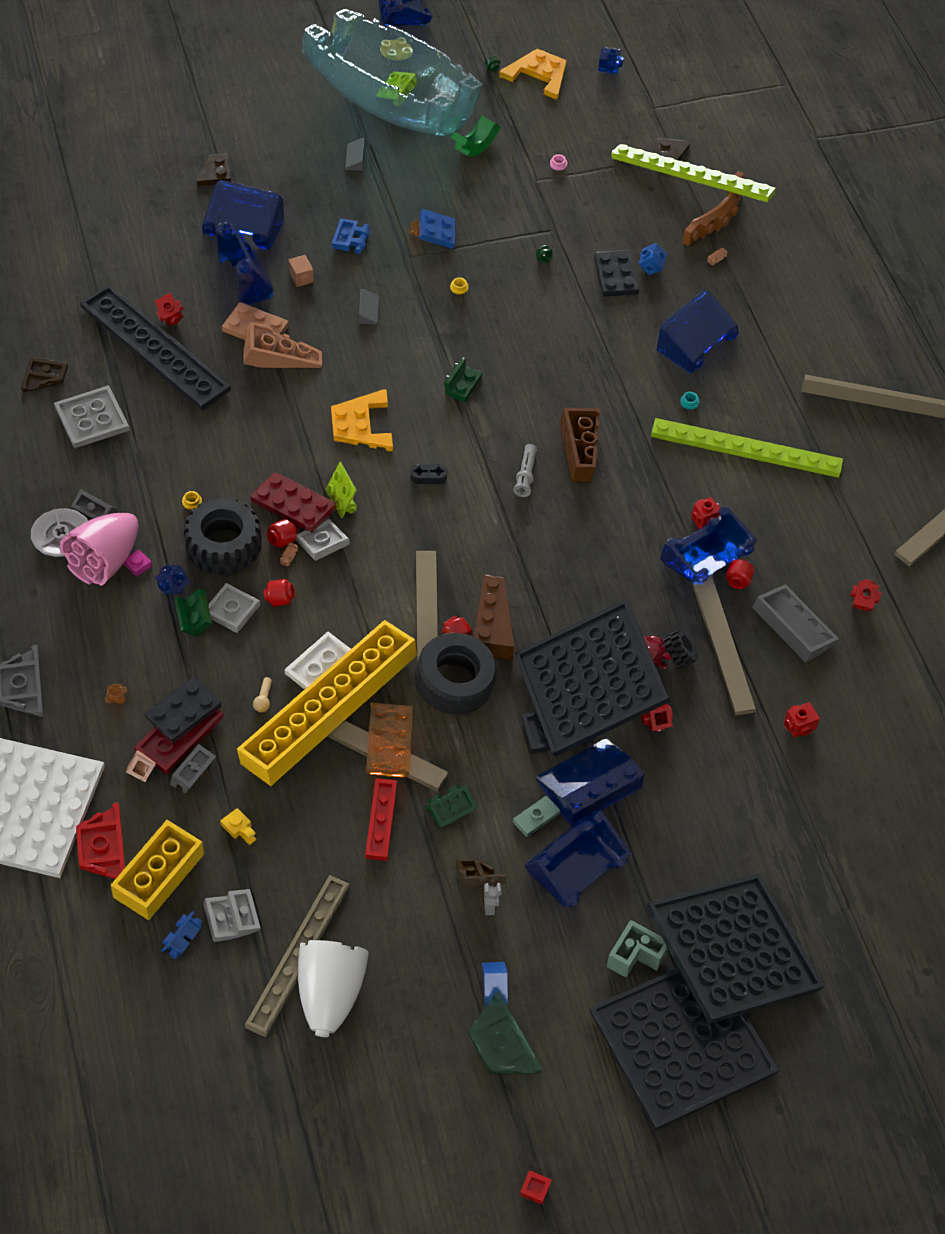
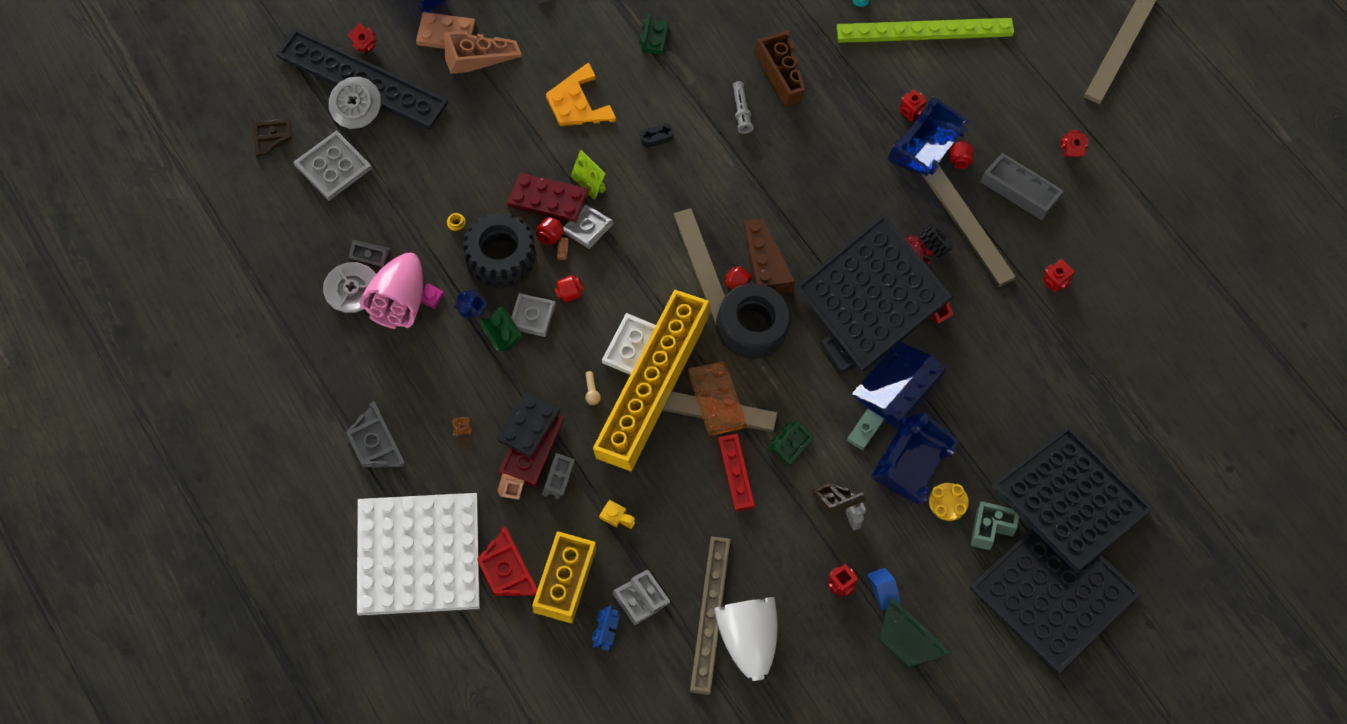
camera: 15 degrees left, 10 degrees up
(146, 373) = (366, 107): none -> light grey piece
(451, 960) = (843, 575): none -> red brick
(599, 914) = (948, 501): none -> yellow dish

